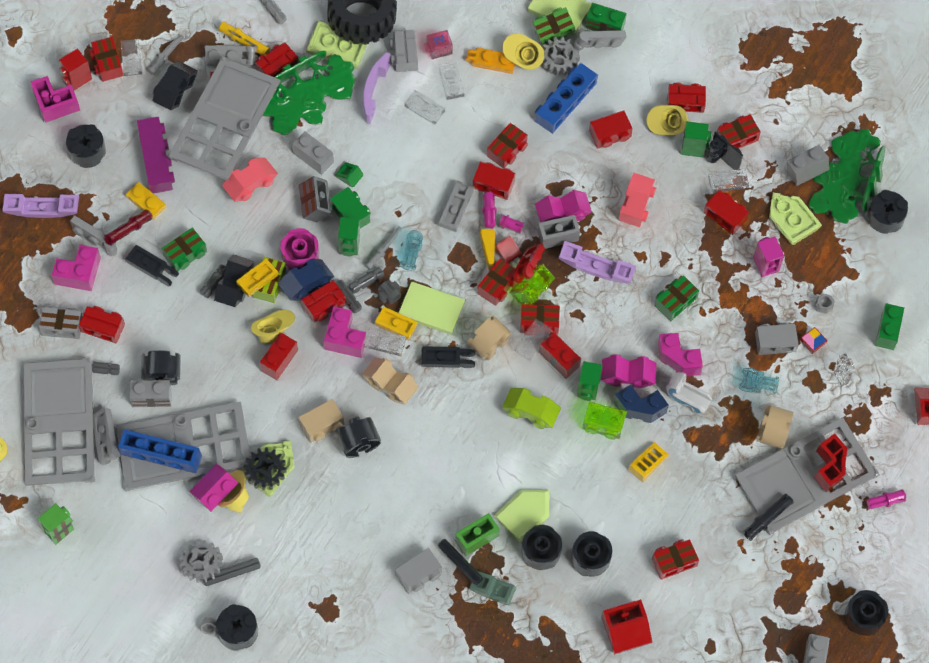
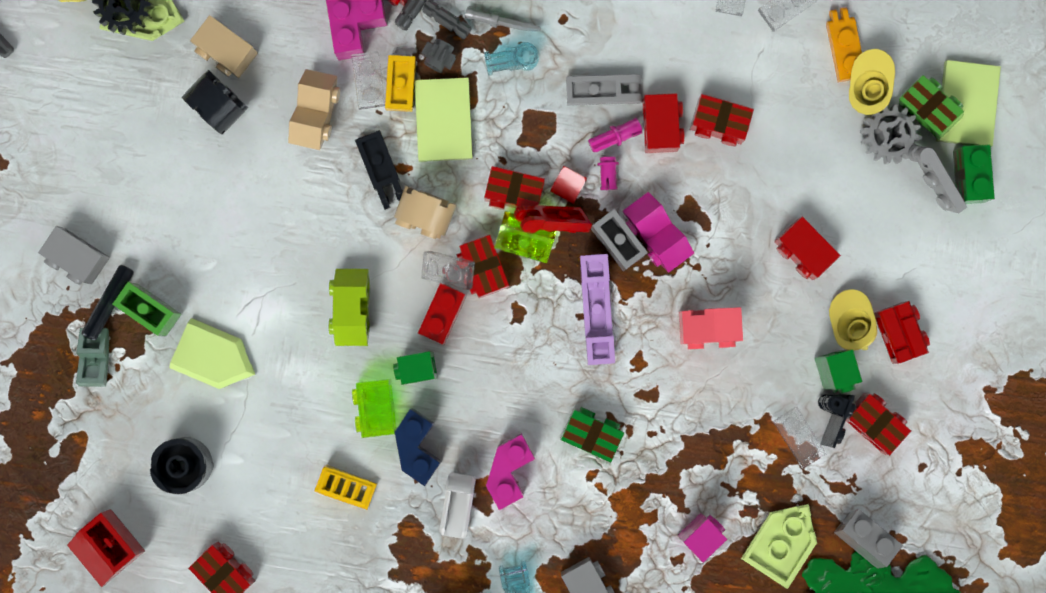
camera: 70 degrees right, 20 degrees up
(487, 239) = (562, 156): yellow slope -> none
(541, 558) = (152, 387): black brick -> none
(552, 120) = (787, 165): blue brick -> none
(619, 371) = (456, 413): dark pink brick -> none
(726, 212) = (750, 453): red brick -> none

